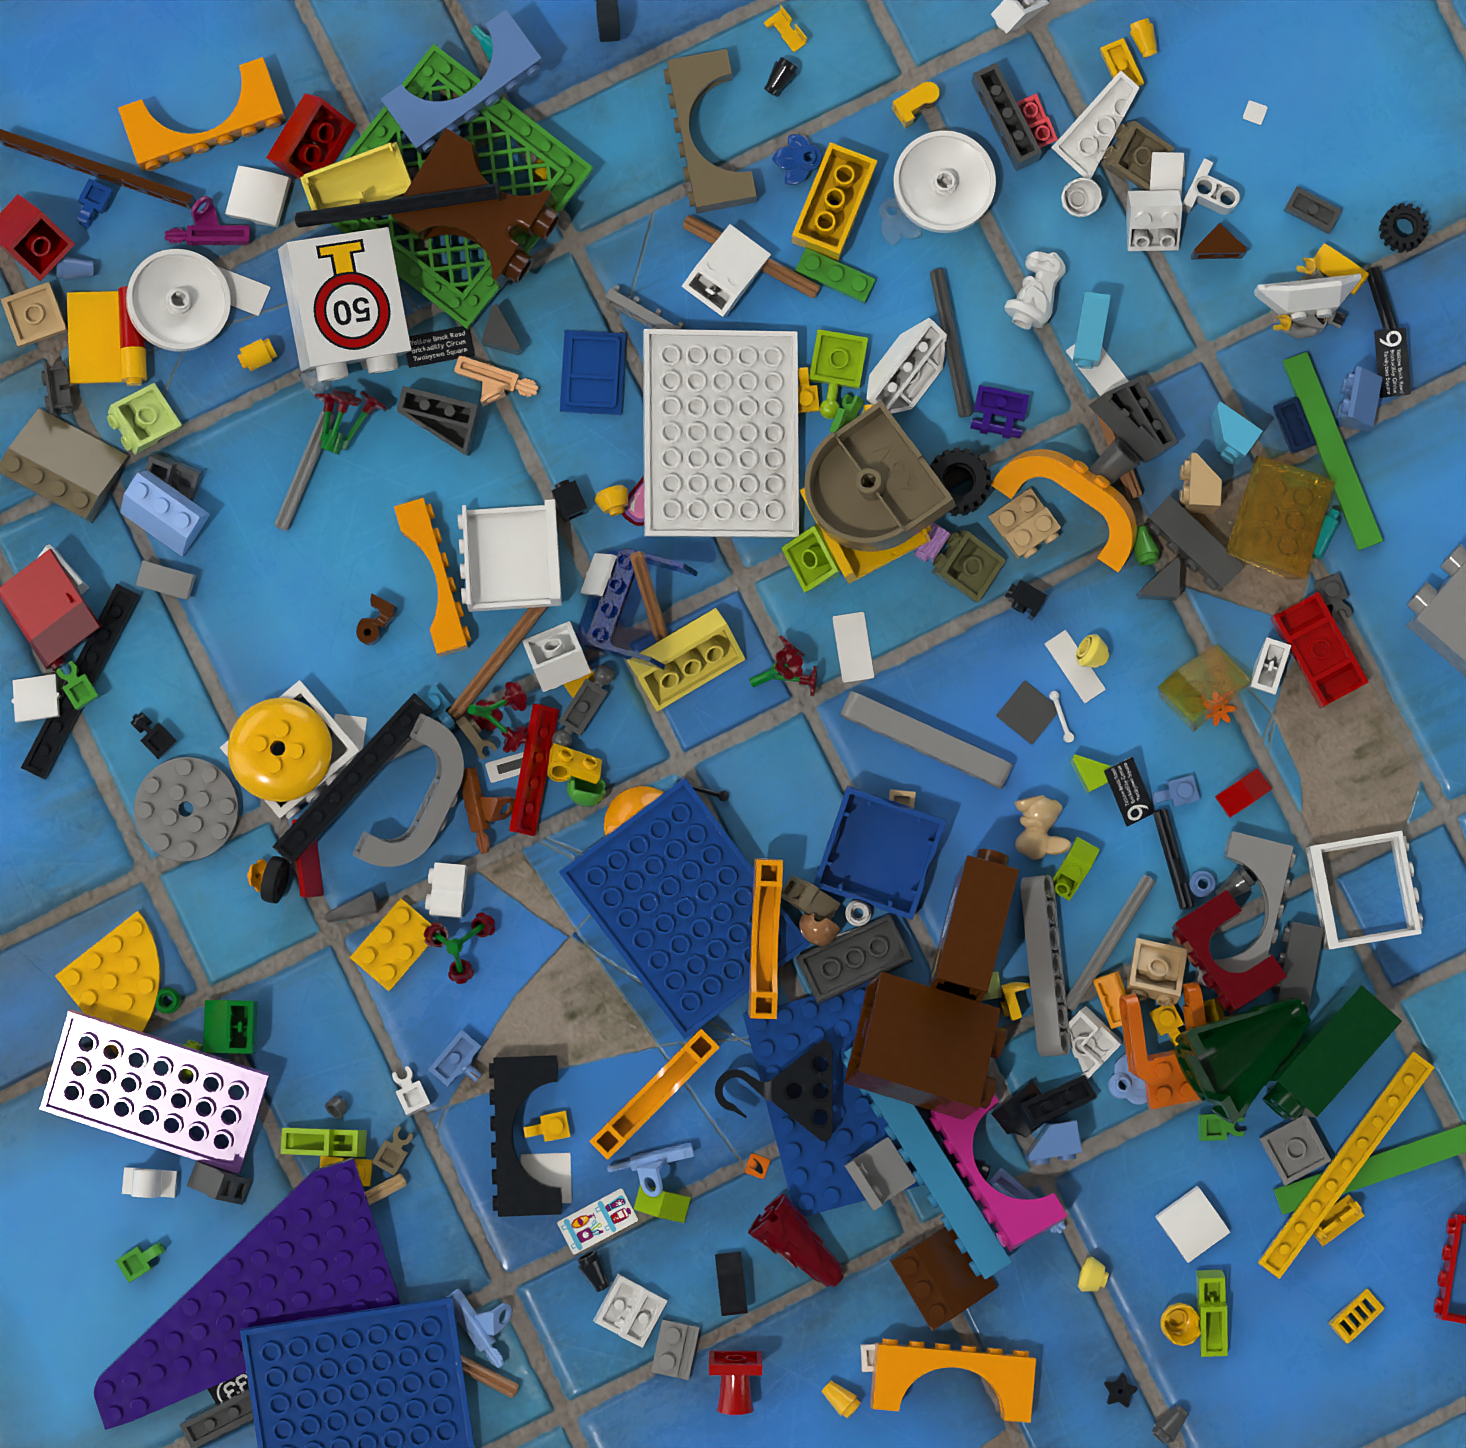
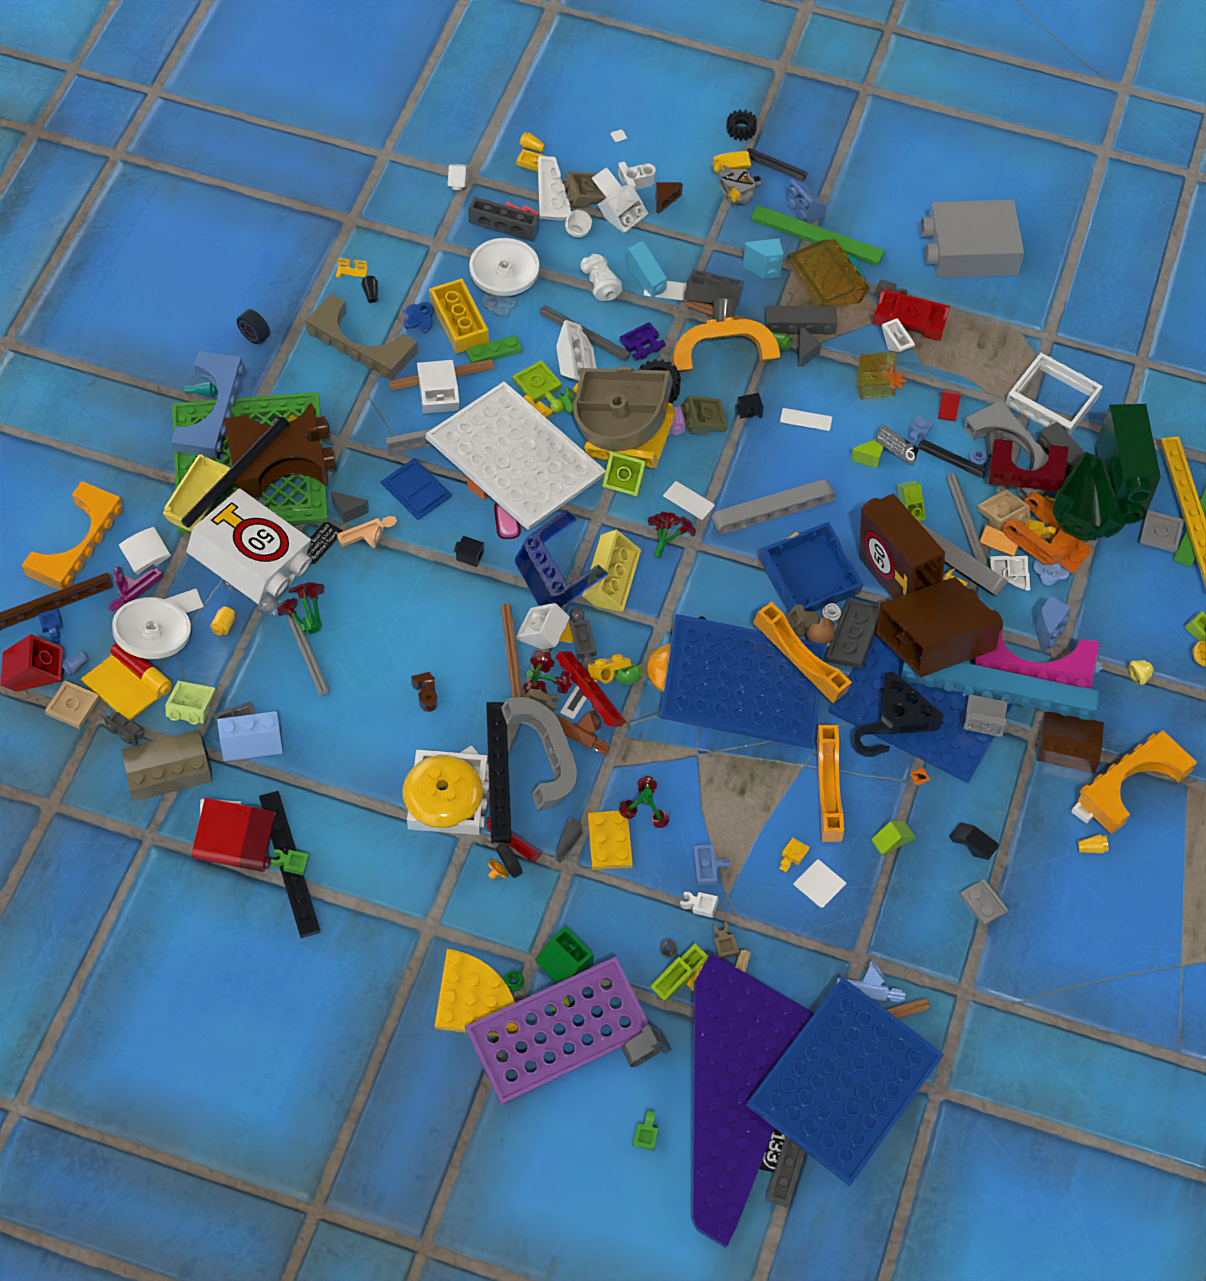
camera: 45 degrees left, 25 degrees down
(36, 698) = (271, 892): white piece -> none
(149, 1182) = (606, 1084): white tile -> none
(157, 739) = (365, 851): black plate -> none
(159, 814) = (421, 894): light grey plate -> none
(165, 580) = (286, 768): light grey slope -> none
(310, 137) = (146, 500): red slope -> none
(442, 416) = (358, 566): dark grey wedge -> none
(446, 628) = (401, 629): light orange arch -> none
(447, 890) = (609, 785): white brick -> none
(510, 557) = (469, 599): white panel -> none
(516, 1189) = (811, 898): black arch -> none
(593, 1269) = (897, 901): black cone -> none
(597, 1221) = (870, 879): sticker -> none
(598, 574) = (523, 568): white piece -> none
(612, 500) = (491, 531): yellow cone -> none
(630, 1310) = (938, 905): white slope -> none
(648, 595) = (560, 550): medium nougat axle -> none
(650, 1164) = (868, 817): light blue piece -> none
(735, 1374) = (1032, 881): red plant -> none
(789, 1234) = (976, 787): dark red cone -> none
(921, 97) = (451, 248): yellow leg -> none
(1009, 1116) = (1017, 630): black slope -> none
(1025, 524) = (711, 378): tan plate -> none
(1027, 712) = (807, 457): dark grey sticker -> none
(1038, 817) = (868, 488): tan animal -> none
(1057, 1102) = (1029, 606): black plate -> none
(1068, 736) = (839, 450): white hinge -> none
(1092, 652) = (807, 402): light yellow cone -> none
(1192, 1224) = (1157, 606): white slope -> none
(1201, 486) = (775, 288): tan slope -> none
(1214, 1128) = (1115, 553): bright green plate -> none
(1294, 425) = (788, 237): dark blue plate -> none
(1307, 297) = (732, 174): white wedge -> none
(1312, 210) = (692, 149): dark grey plate -> none
(1392, 362) = (796, 171): black sticker -> none

